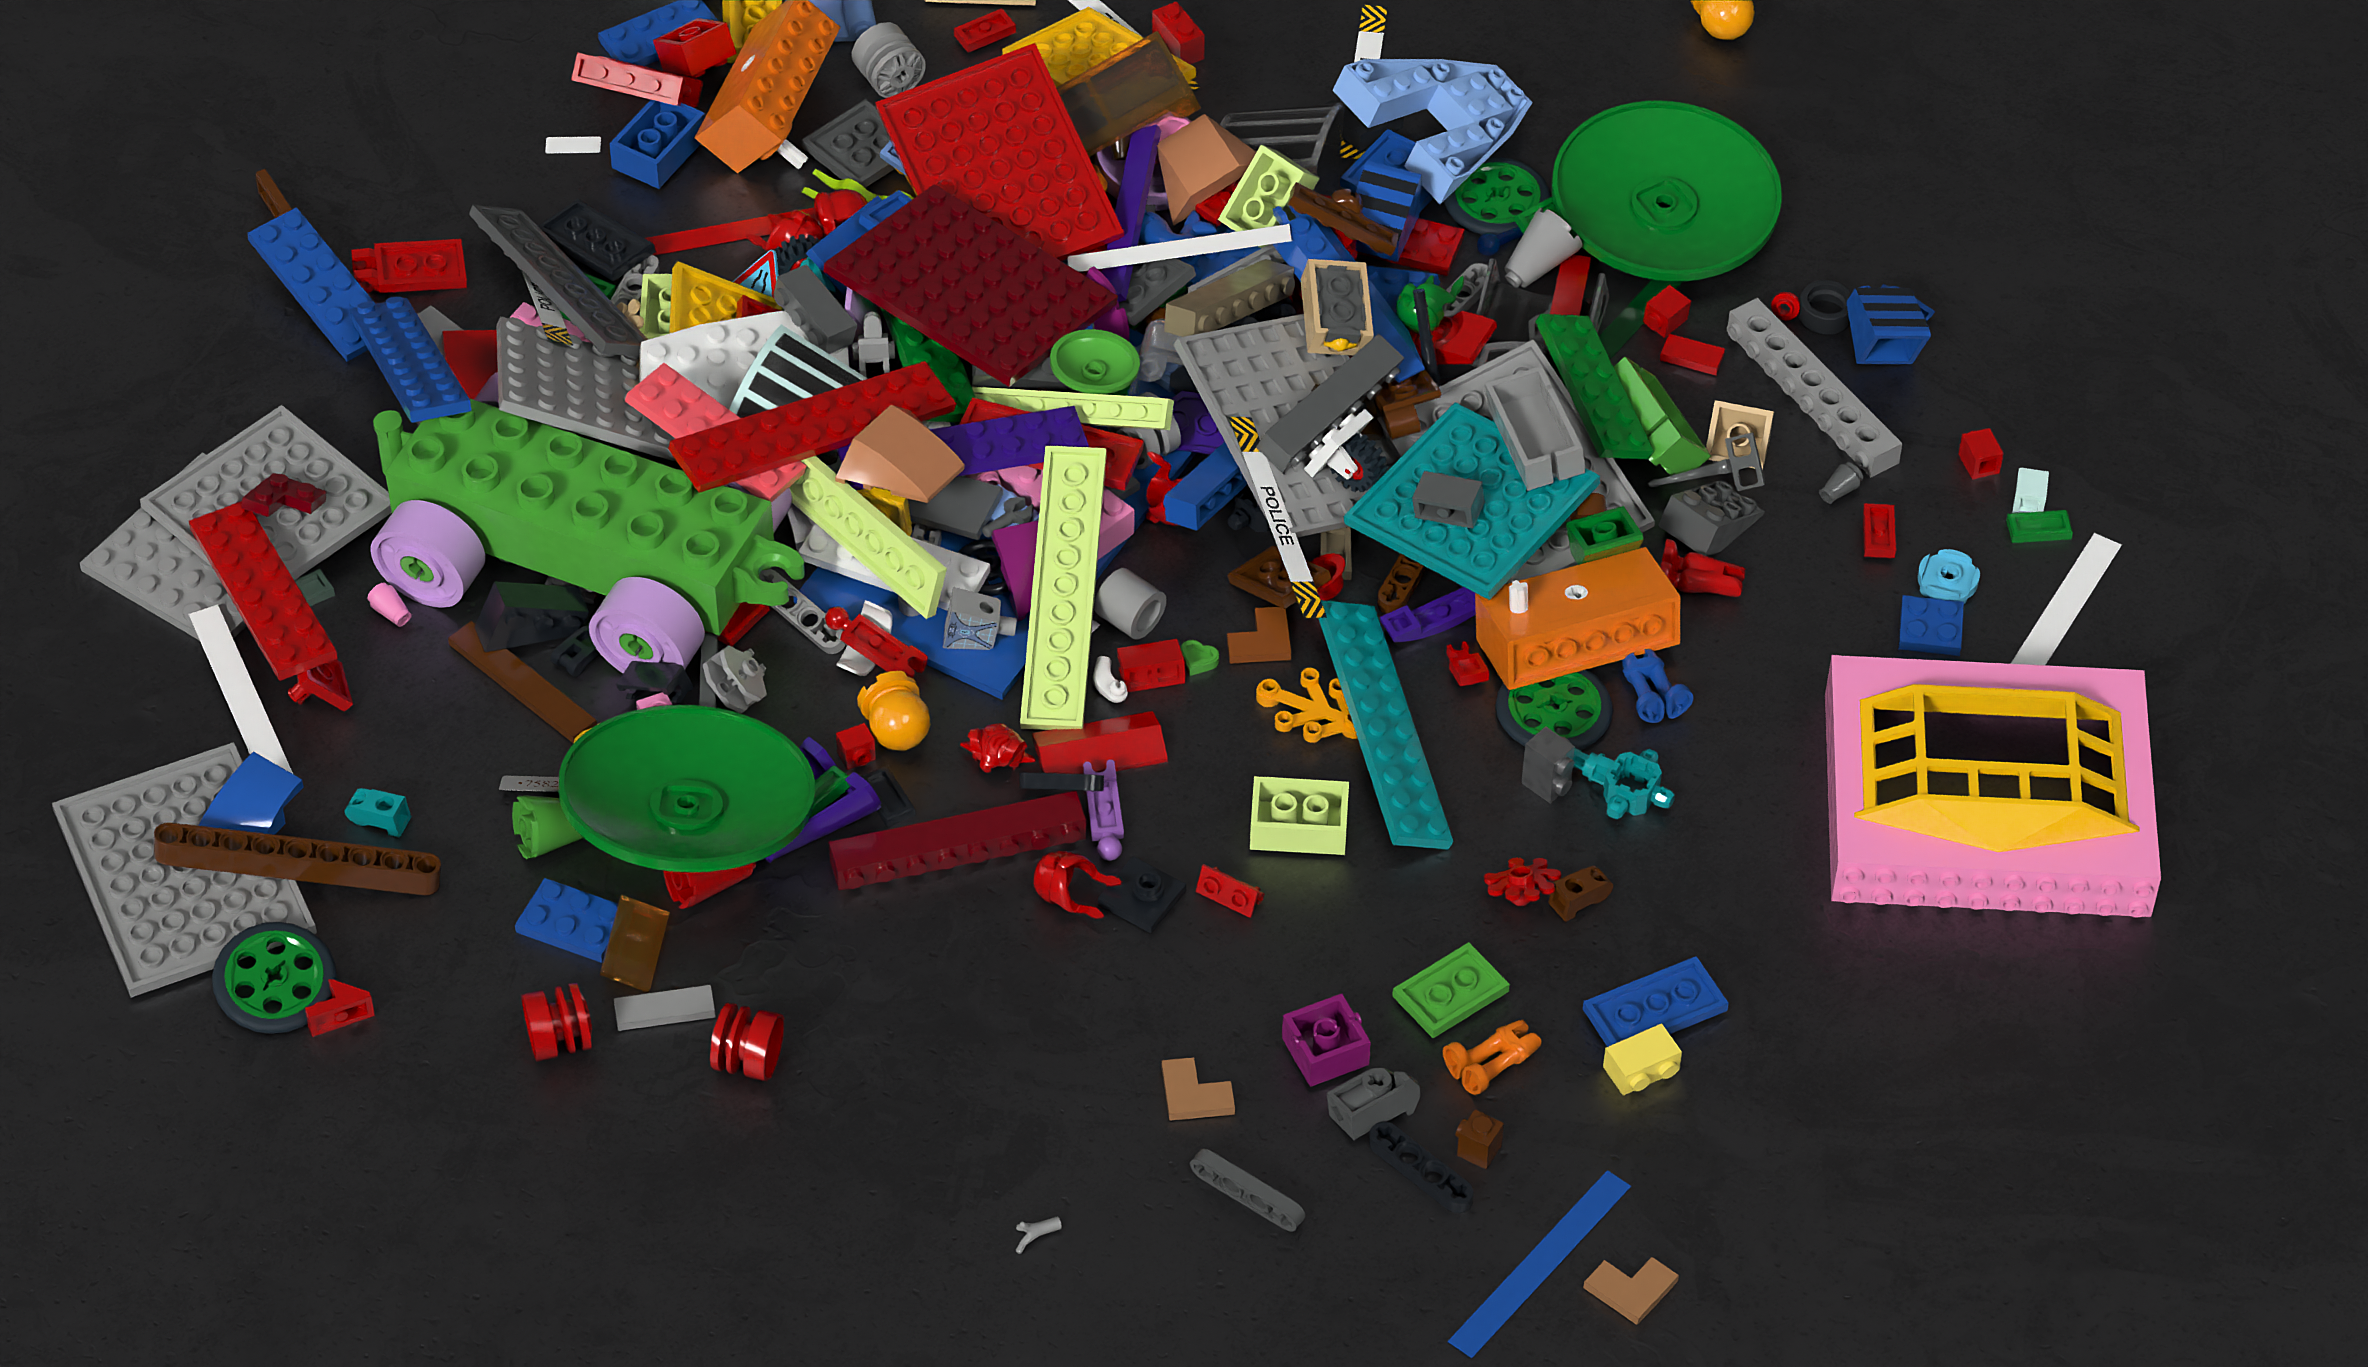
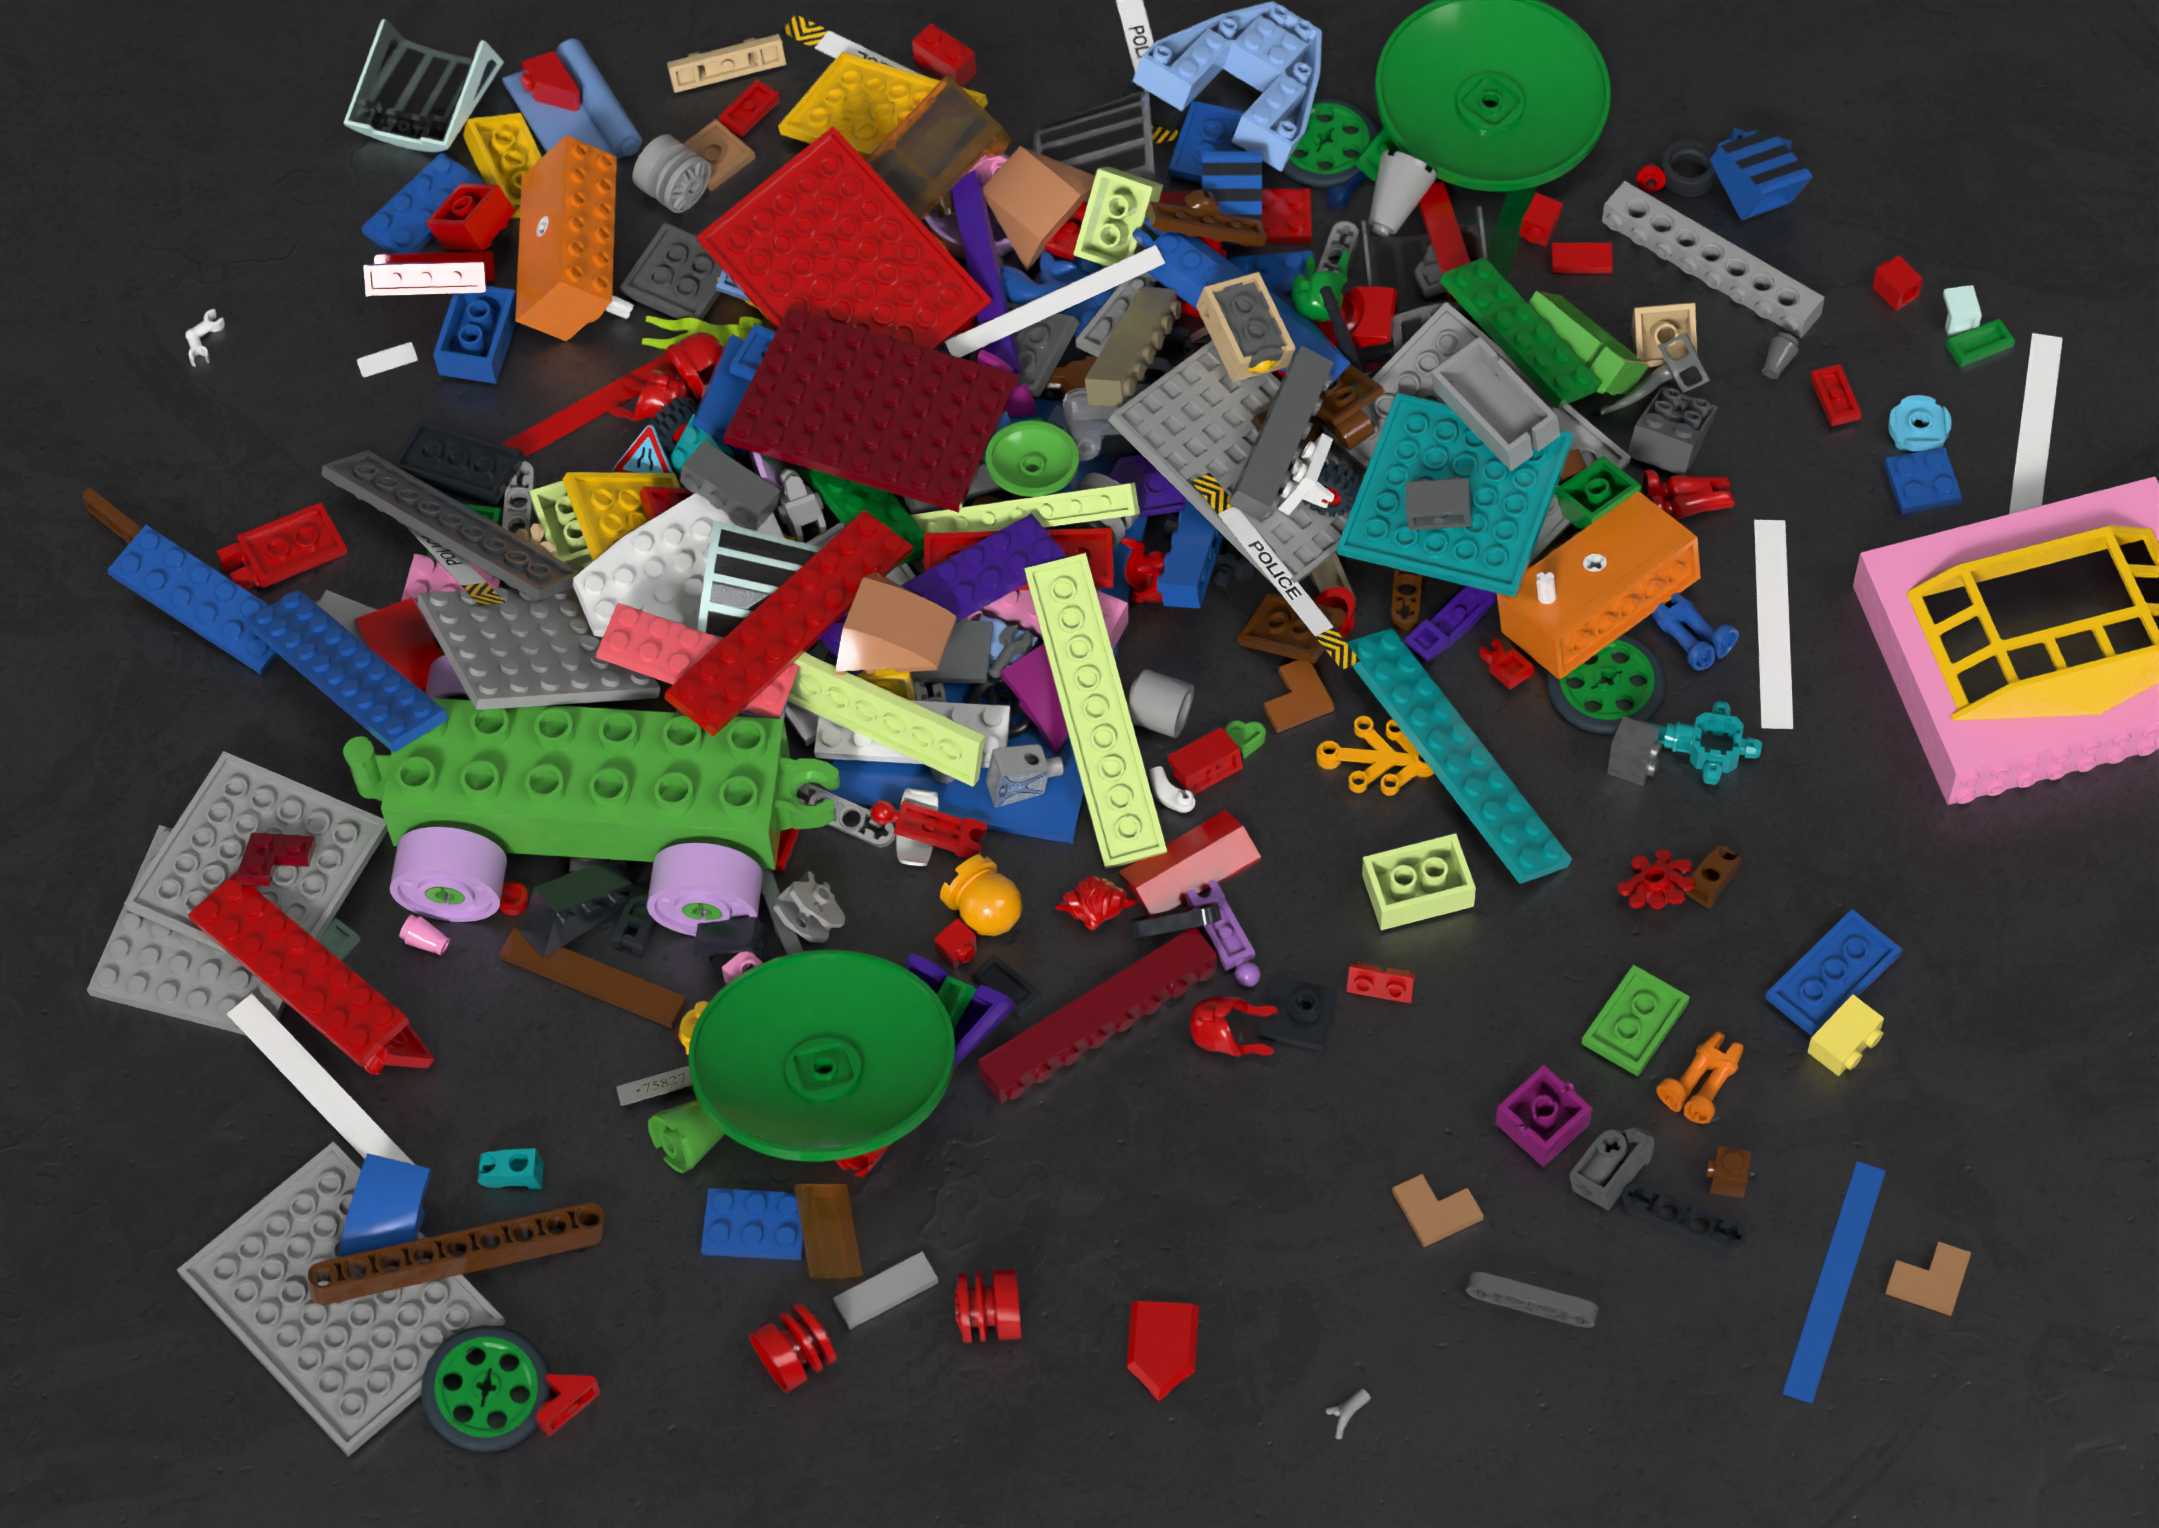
camera: 15 degrees left, 10 degrees up
(432, 73) = (193, 335): none -> white arm
(477, 597) = (514, 898): none -> red tile
(893, 1126) = (1162, 1344): none -> red tile
(942, 56) = (722, 150): none -> medium nougat tile
(1734, 705) = (1773, 624): none -> white sticker

